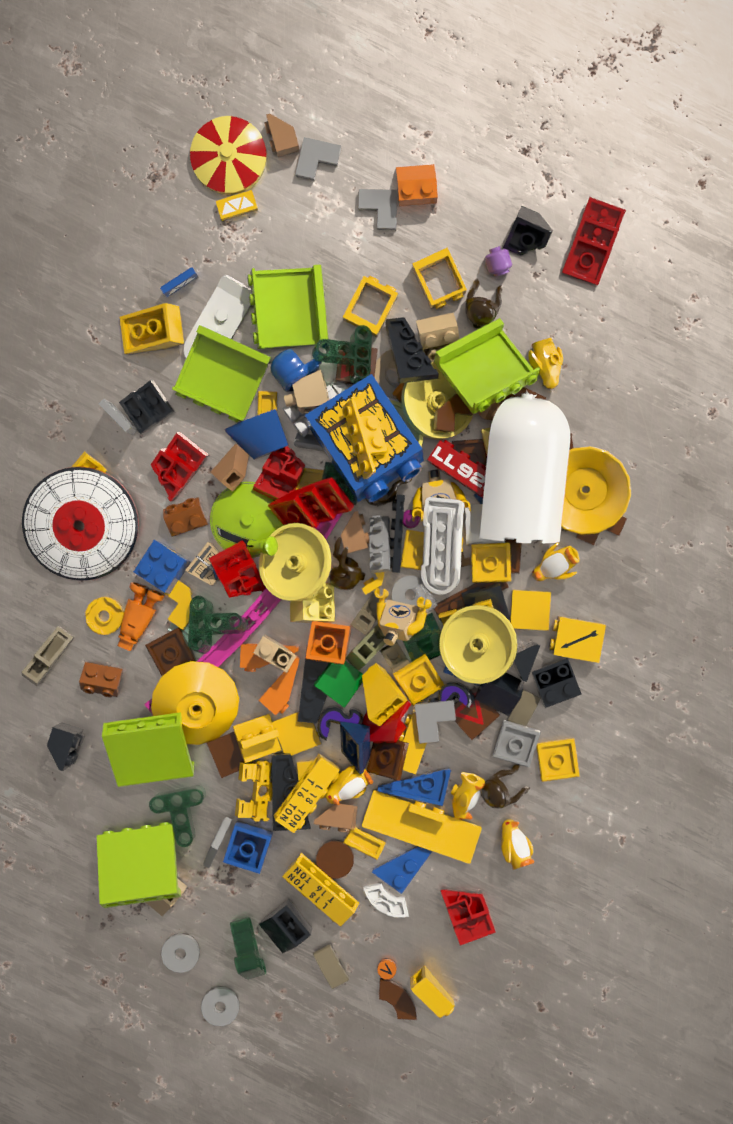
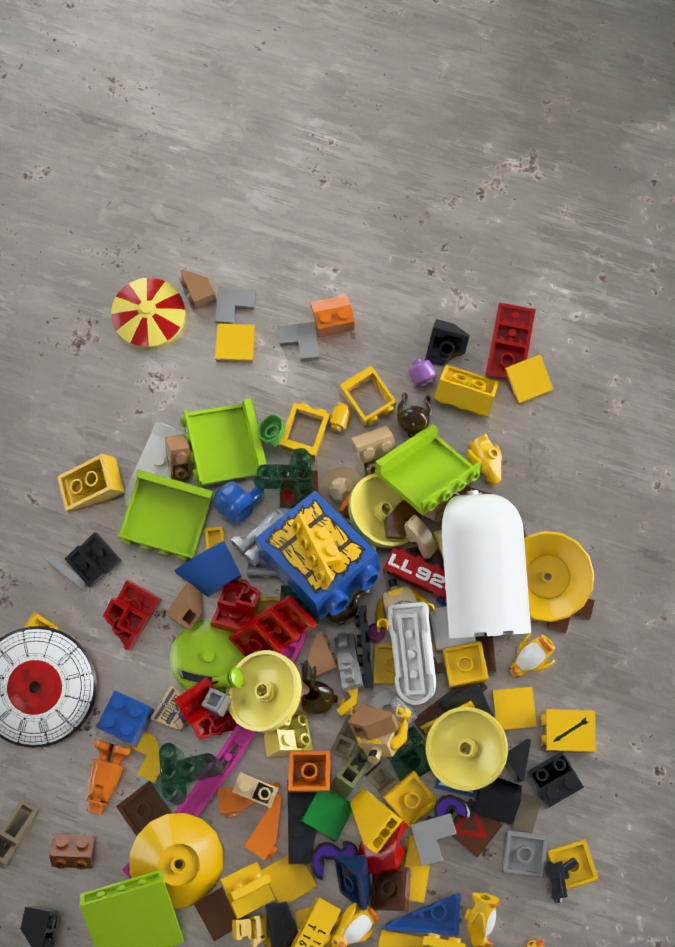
camera: 10 degrees left, 15 degrees down
(93, 615) = (58, 777): yellow tile -> none
(179, 282) = (113, 434): blue tile -> none
(184, 516) = (143, 664): dark orange bracket -> none
(236, 205) = (161, 357): yellow tile -> none
(240, 316) = (178, 457): none -> medium nougat slope
(249, 565) = (216, 702): none -> light grey slope
(308, 393) = (254, 519): tan torso -> none
(313, 200) = (235, 342): none -> yellow tile
(337, 302) = (271, 430): none -> bright green hat
(393, 608) = (372, 723): none -> medium nougat slope
(408, 297) = (340, 417): none -> yellow brick
(408, 354) = (348, 469): black wing -> none
(468, 430) = (419, 533): none -> tan slope
(495, 792) = (513, 910): dark brown hair -> none
(540, 286) = (466, 390): none -> yellow slope
(541, 767) = (556, 874): none -> black piece
(605, 283) = (529, 378): none -> yellow tile

